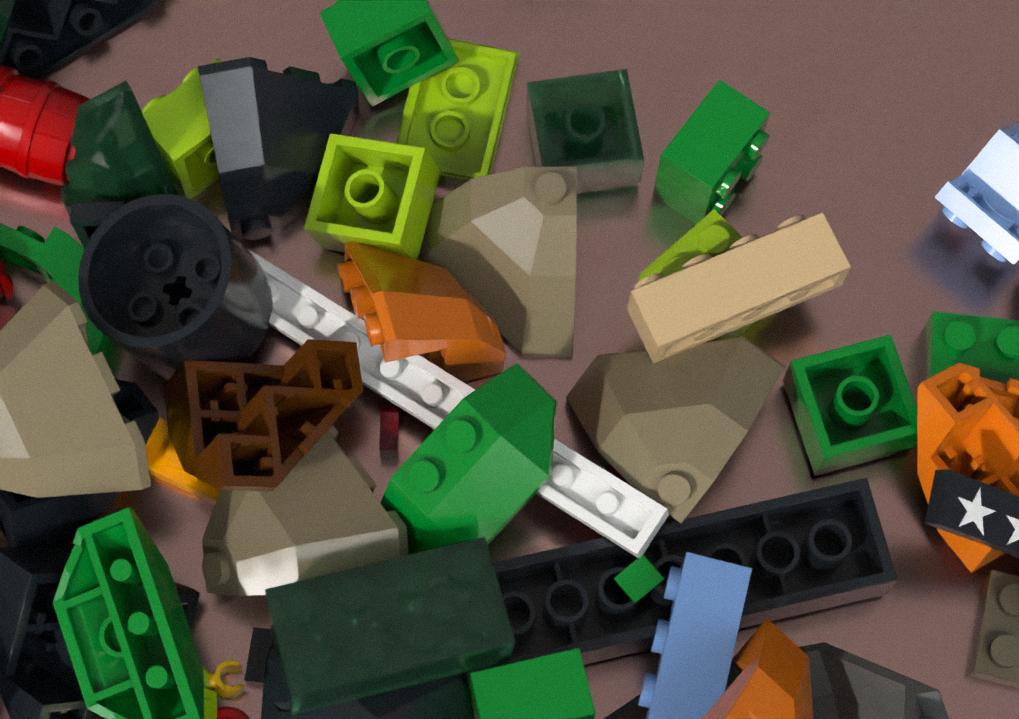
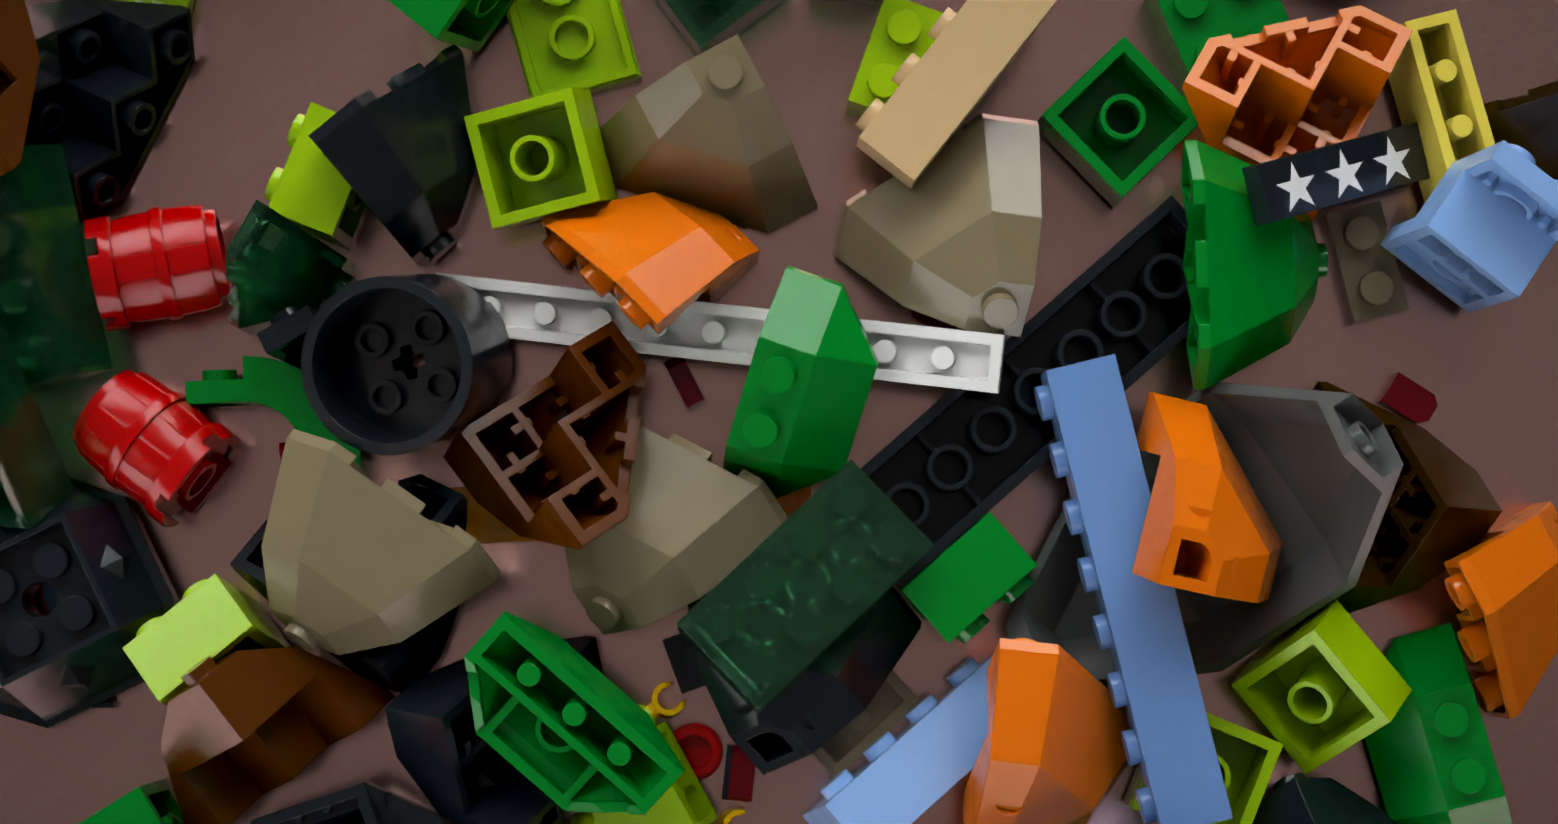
camera: 30 degrees left, 15 degrees up
(638, 579) = (1007, 411): green window -> none
(897, 574) = (1242, 279): none -> green brick

